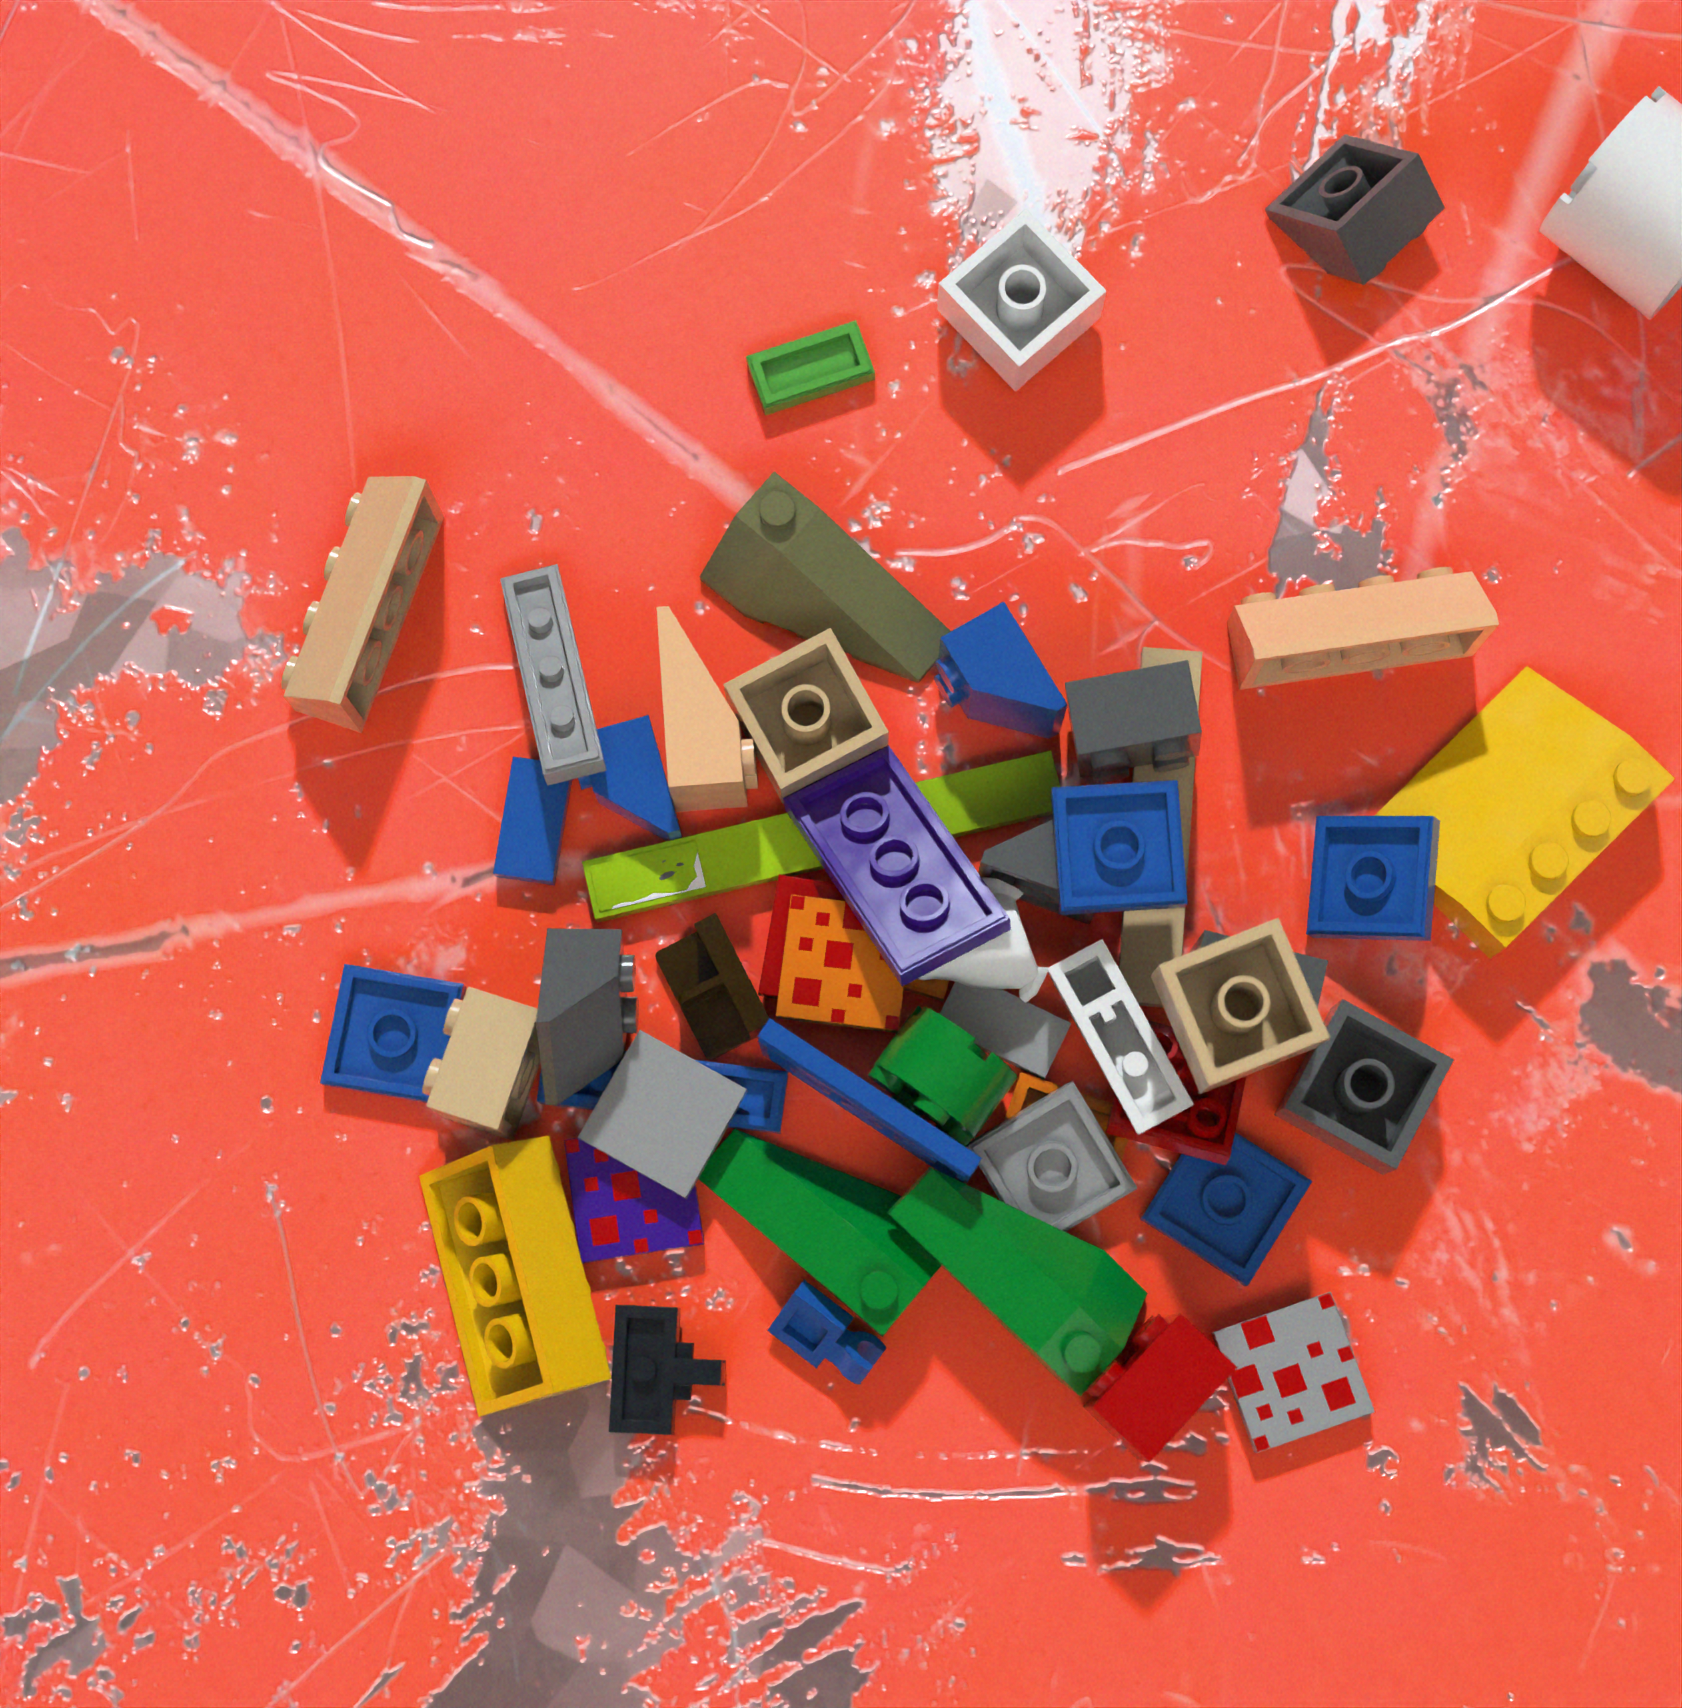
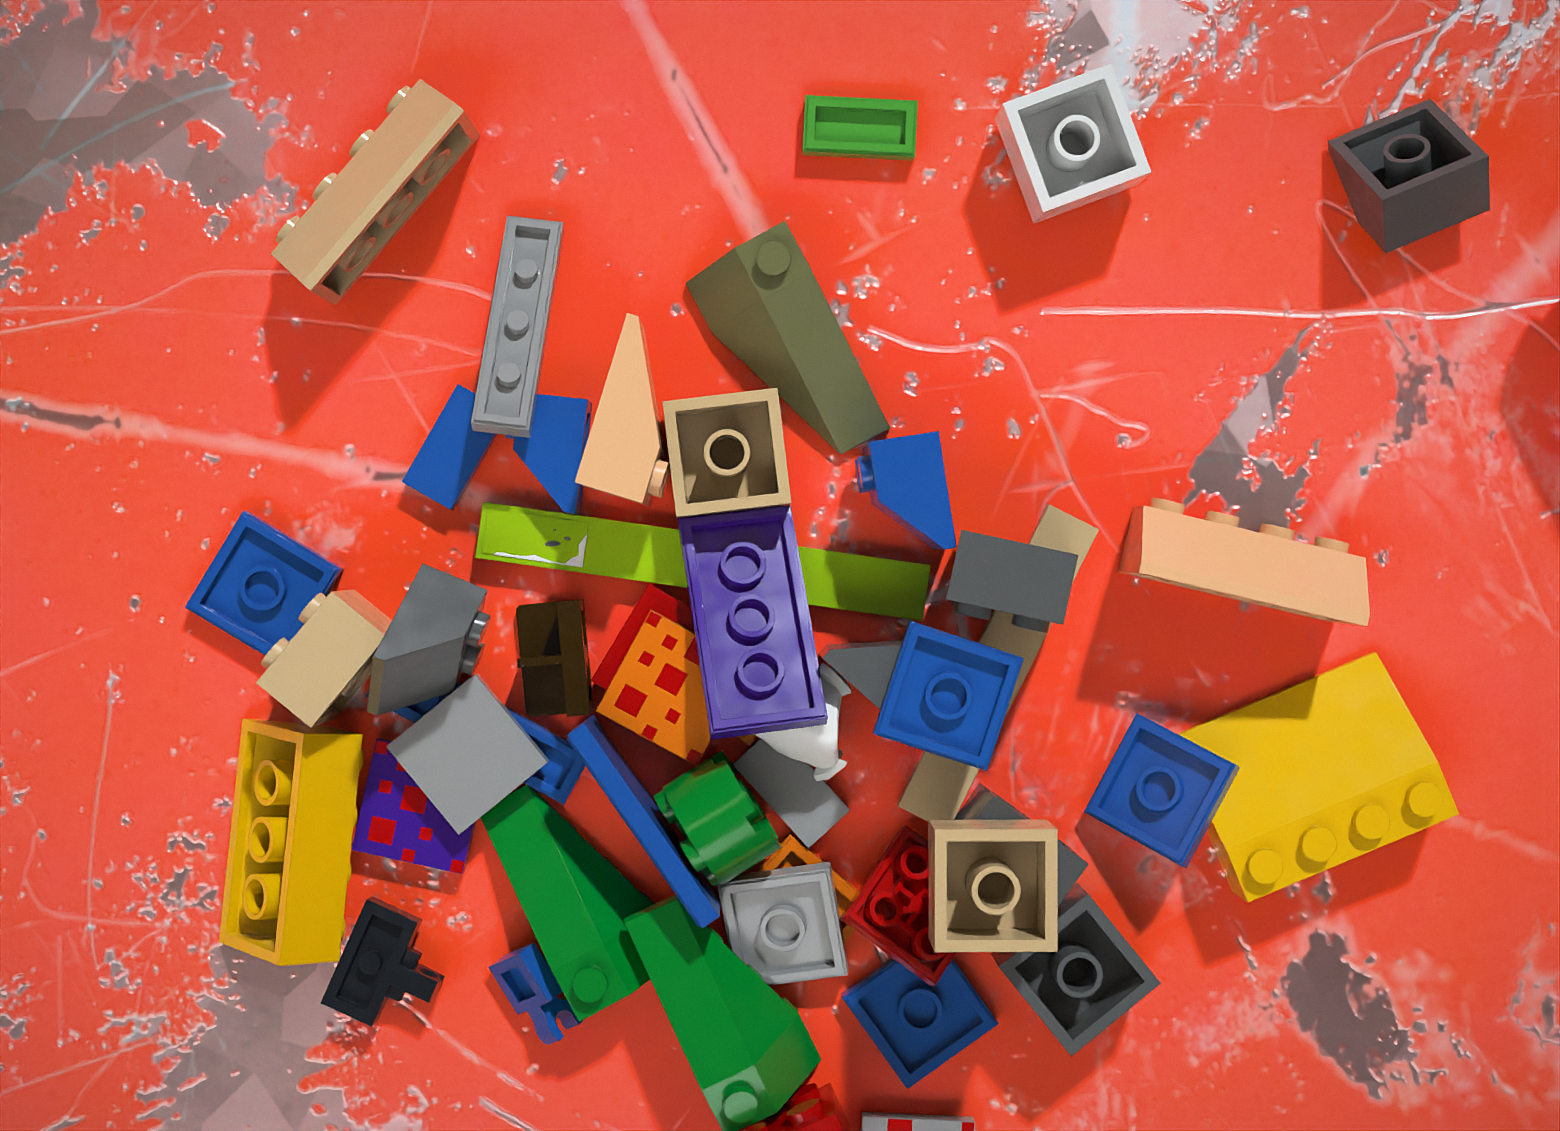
camera: 15 degrees right, 10 degrees up
(1119, 1036) = (883, 848): white slope -> none

